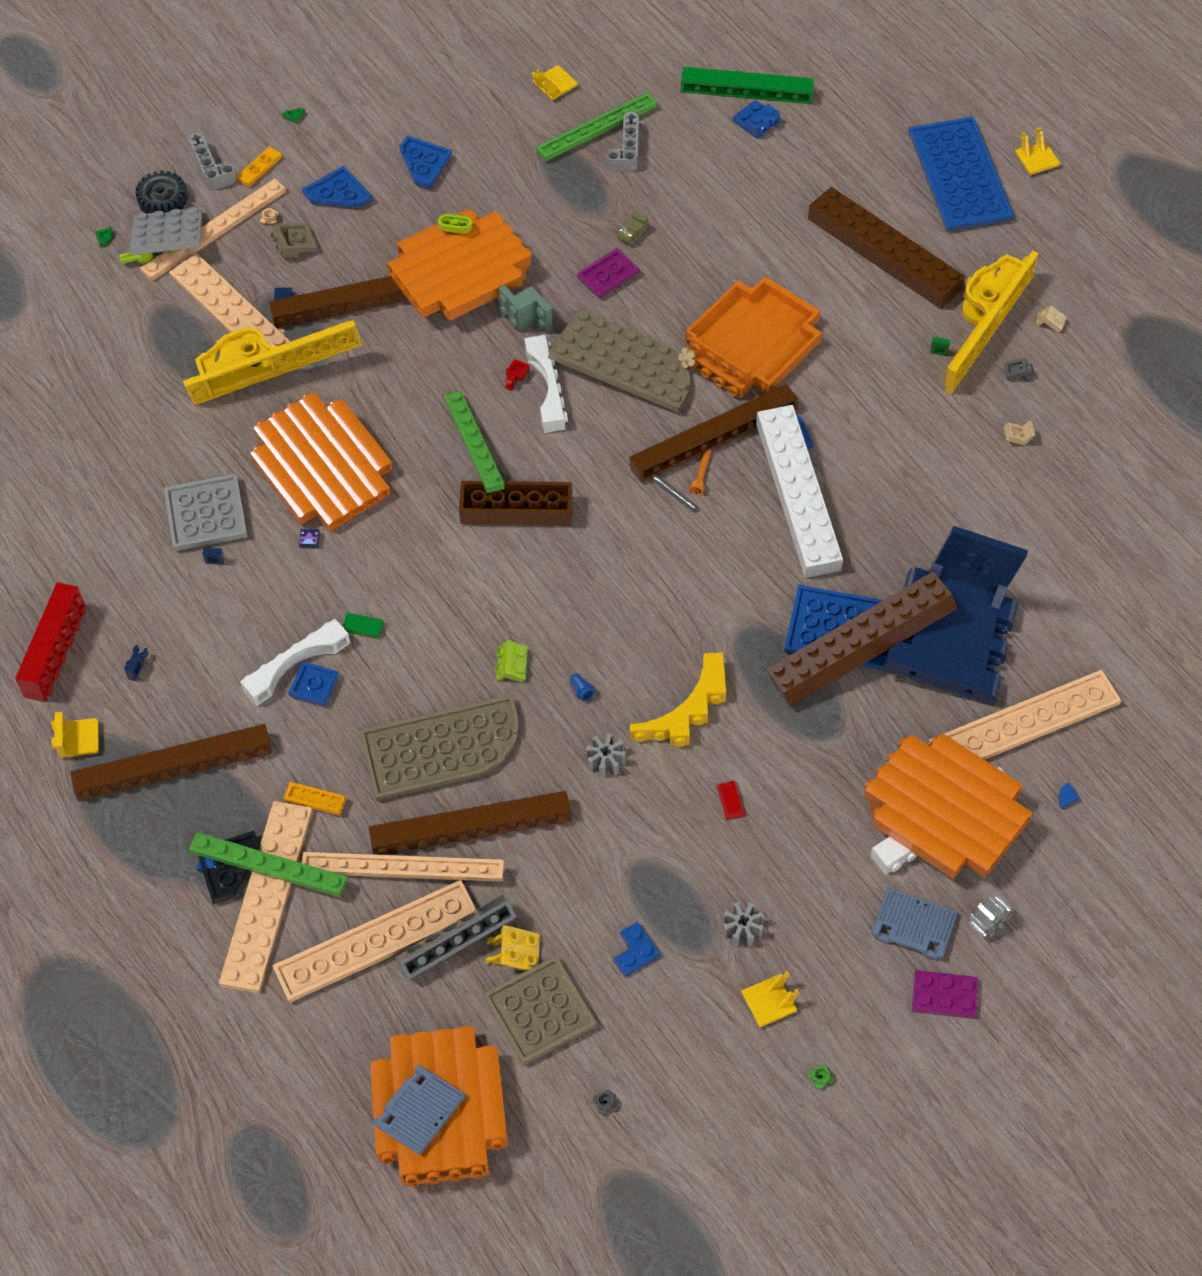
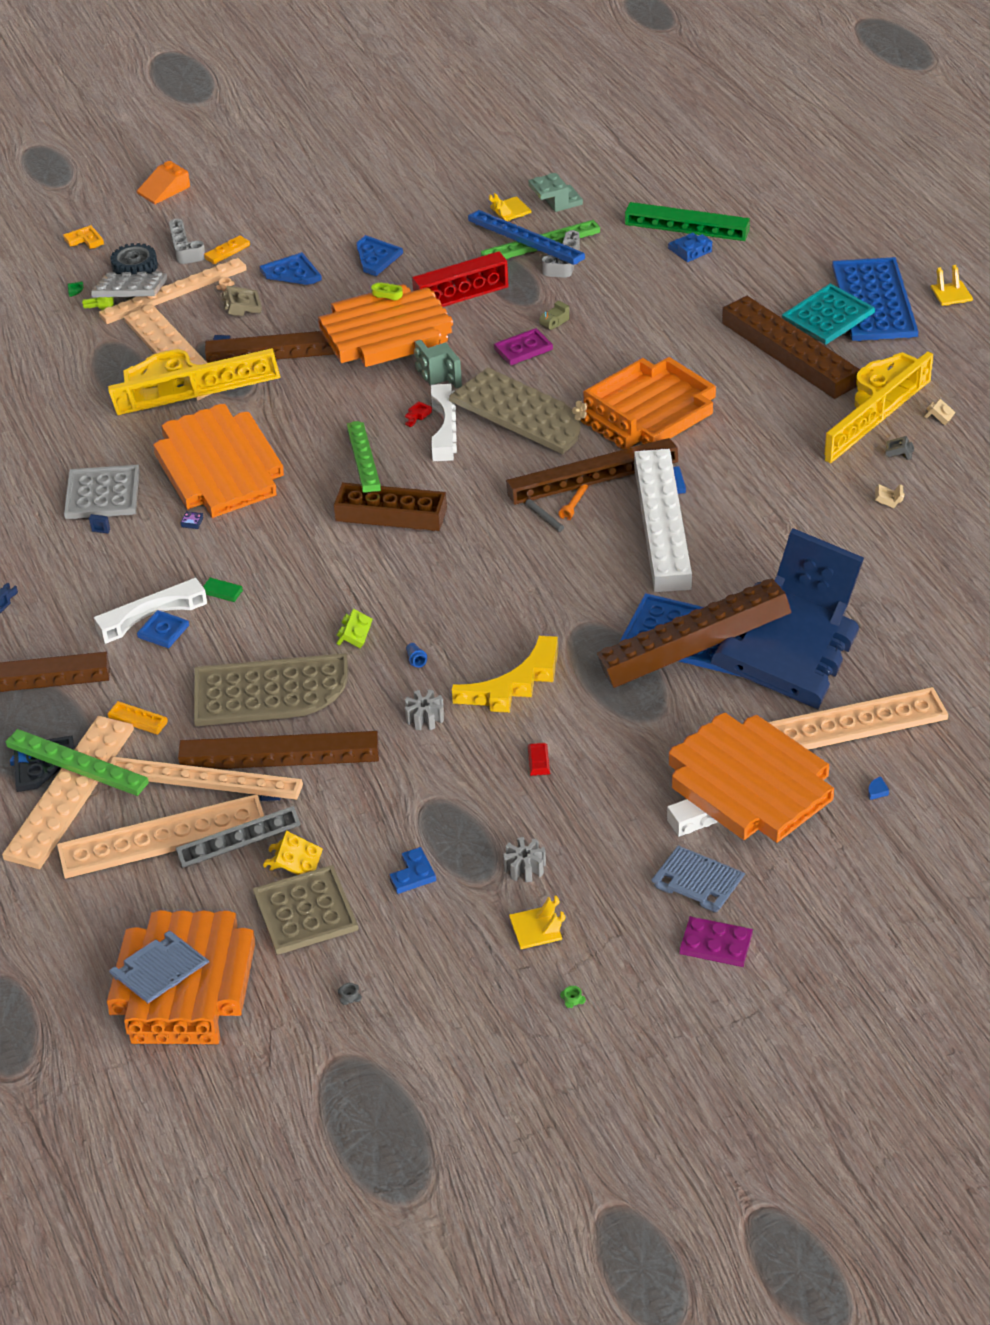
camera: 10 degrees right, 15 degrees down
(96, 161) = (87, 235): none -> light orange plate
(167, 79) = (164, 182): none -> orange slope
(294, 115) = (269, 217): green tile -> none
(529, 191) = (465, 279): none -> red brick
(583, 126) = (526, 237): none -> blue plate
(600, 58) = (555, 192): none -> sand green bracket
(917, 201) = (828, 313): none -> teal plate
(940, 346) = (825, 422): green tile -> none
(990, 916) = (775, 875): light grey gear -> none

